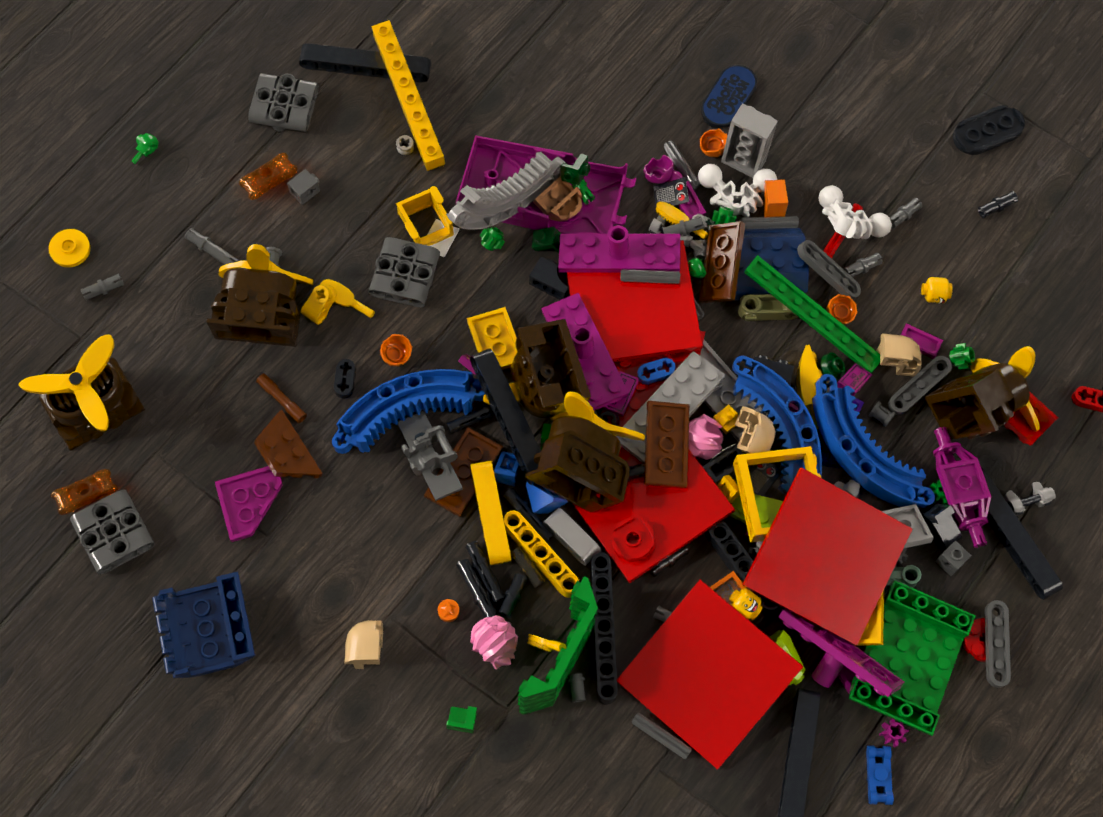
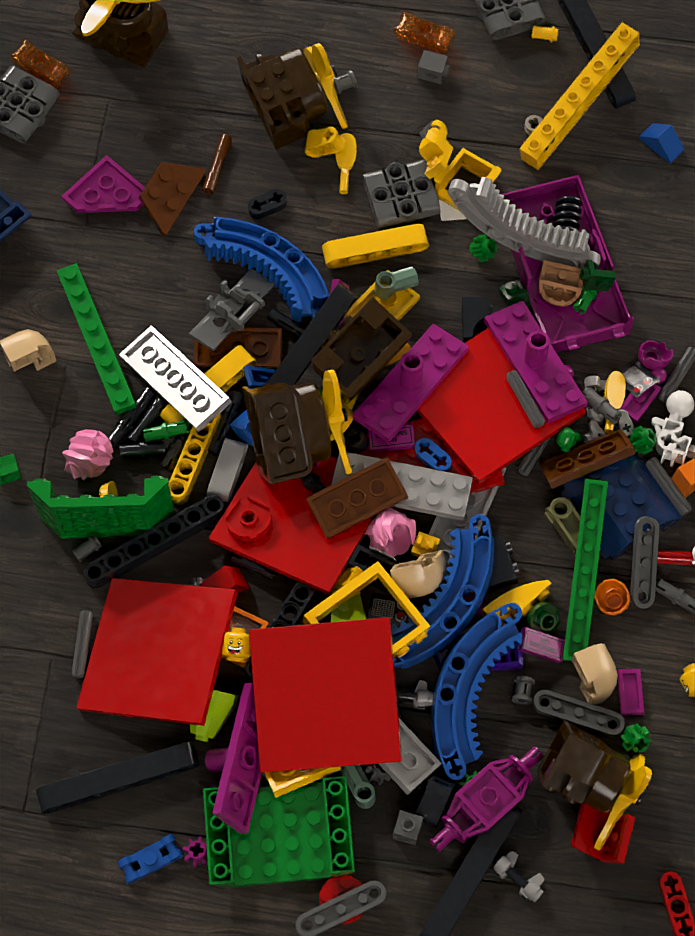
camera: 65 degrees right, 0 degrees up
(205, 244) = (325, 23): dark grey pin -> none
(328, 91) = (545, 33): none -> yellow pin
(384, 223) = (435, 147): none -> yellow plate
(386, 580) = (96, 339): none -> green plate
(396, 350) = (317, 228): orange hair -> none
(438, 317) = (375, 246): none -> yellow beam
(448, 610) = (99, 405): orange tile -> none
(469, 532) = (175, 378): none -> plate
(477, 64) = (663, 141): none -> blue slope
(485, 316) = (396, 282): none -> sand green piece
(505, 163) = (568, 212): none -> black piece
(511, 565) = (166, 430): none -> green pin
(673, 590) = (227, 578): none -> red slope

